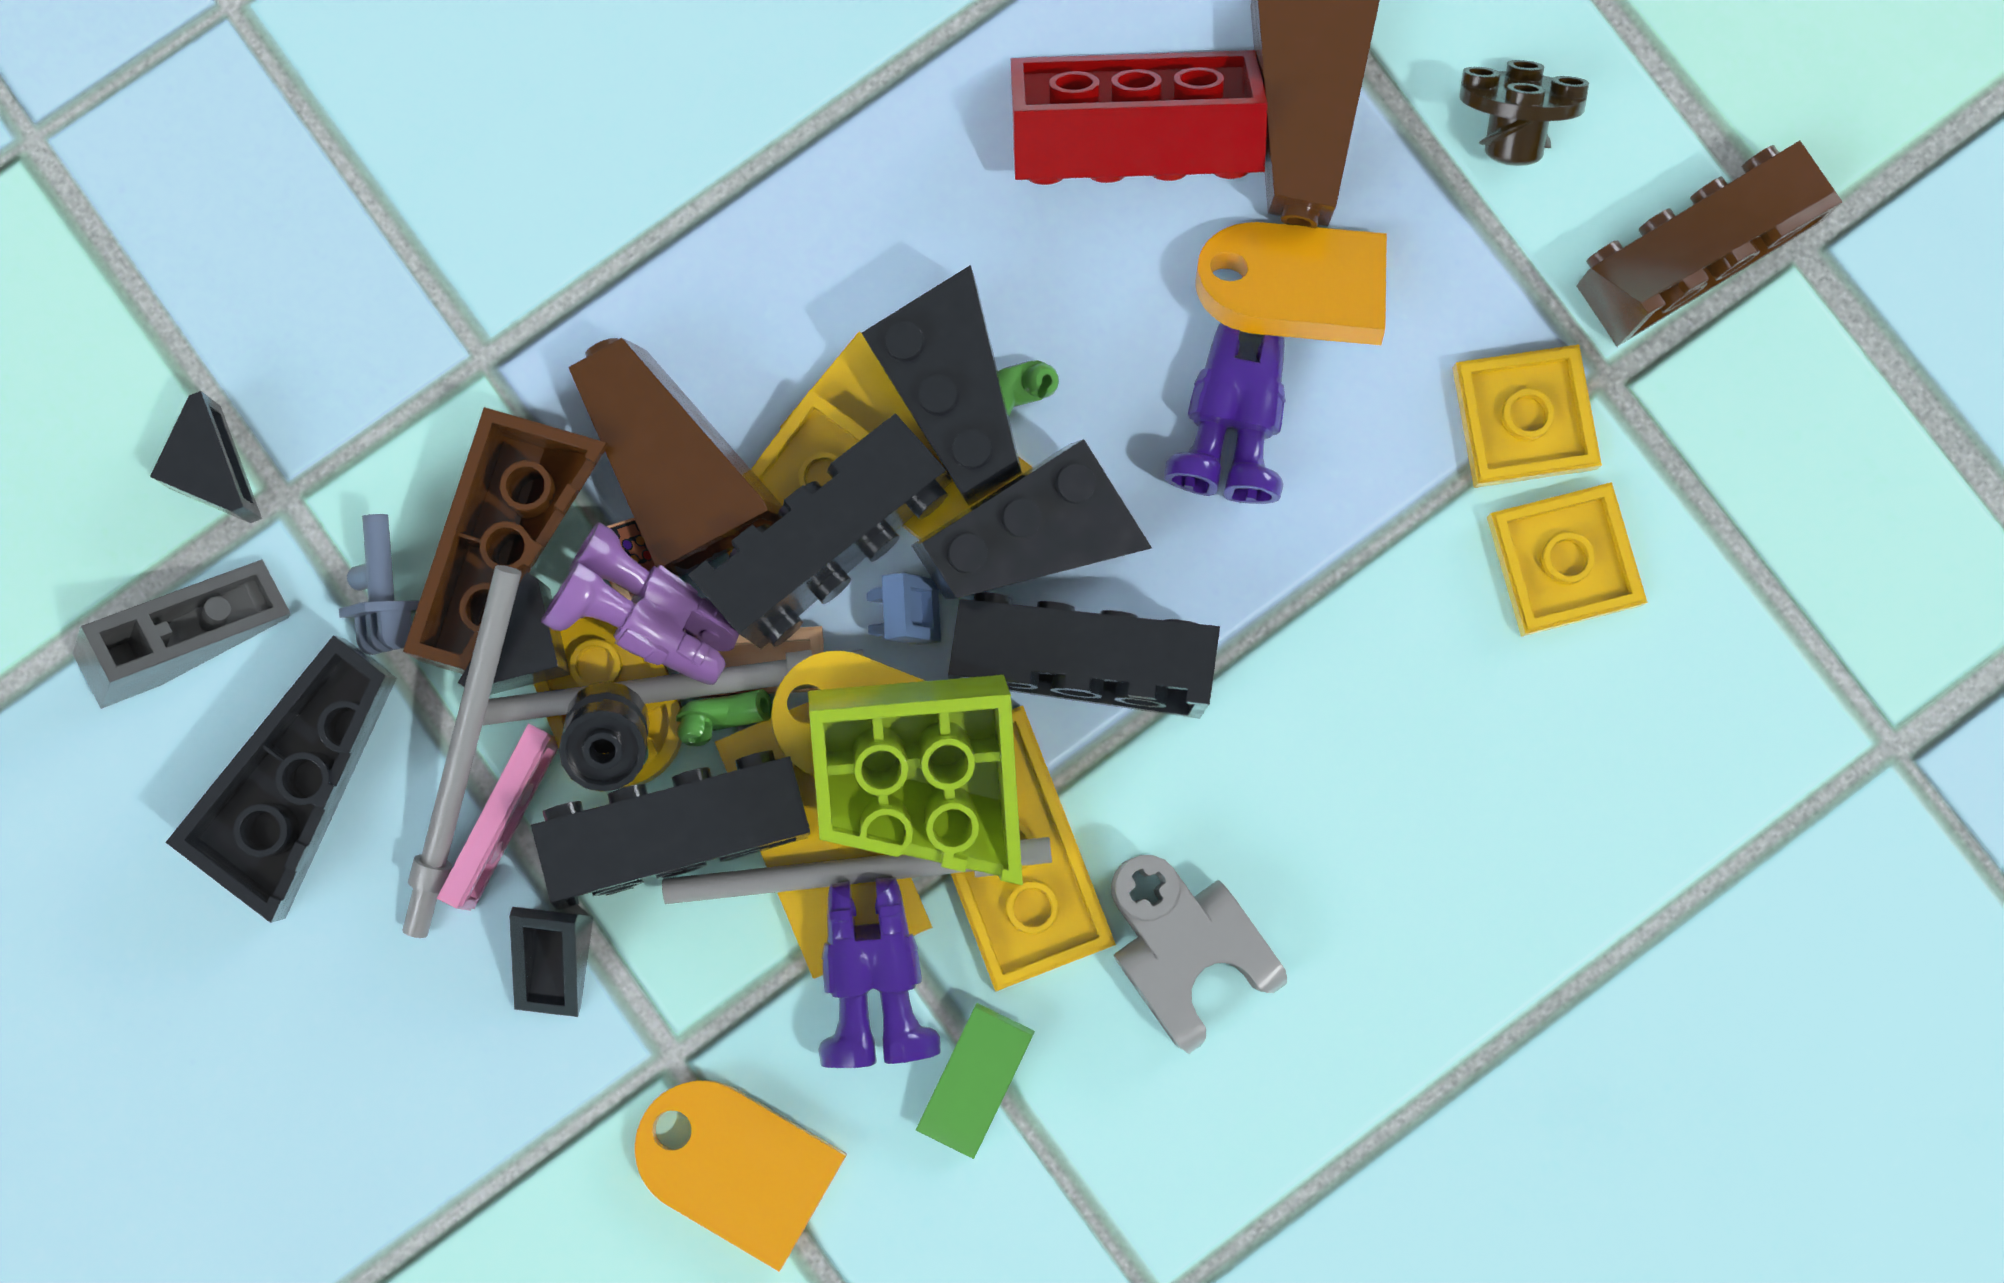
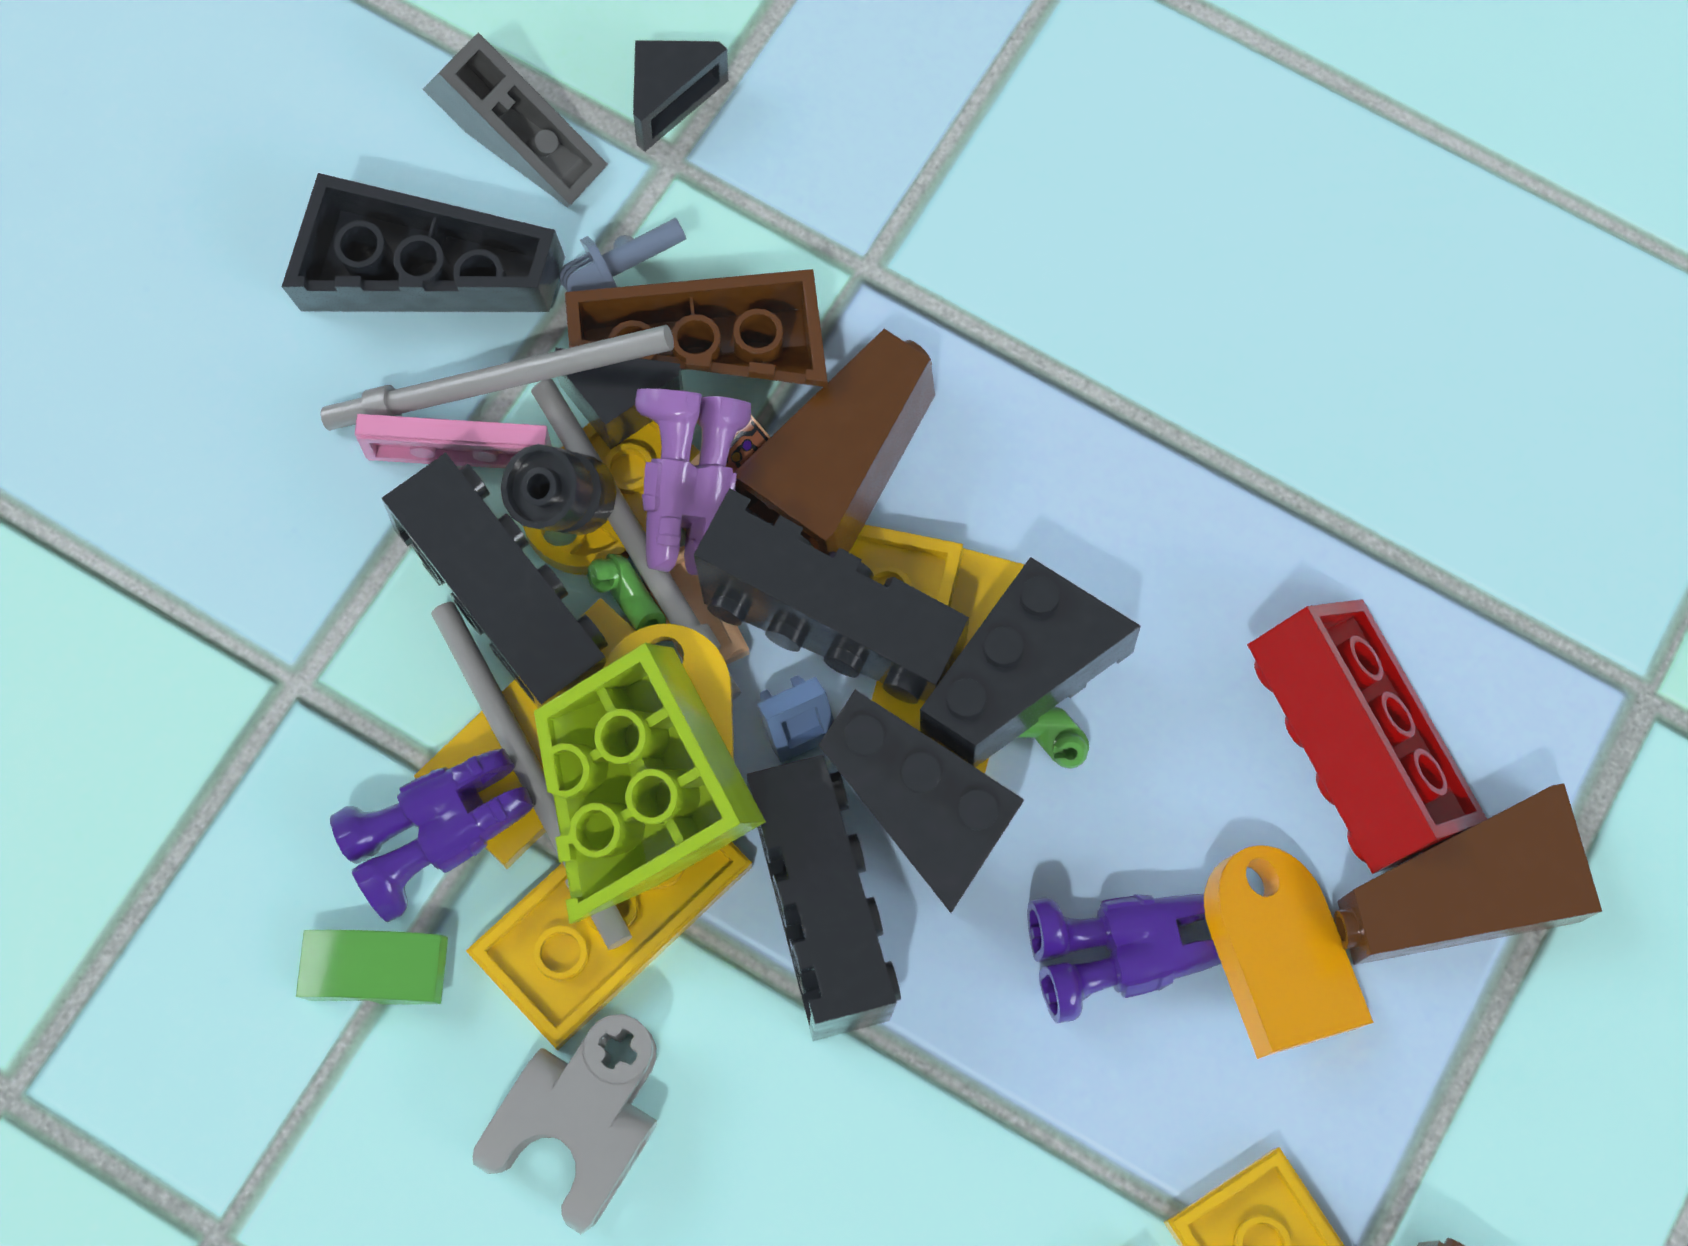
camera: 60 degrees right, 10 degrees down
(549, 960) = (345, 535): black slope -> none
(741, 1171) = (210, 787): light orange tile -> none
(1520, 107) = (1566, 1102): dark brown plate -> none

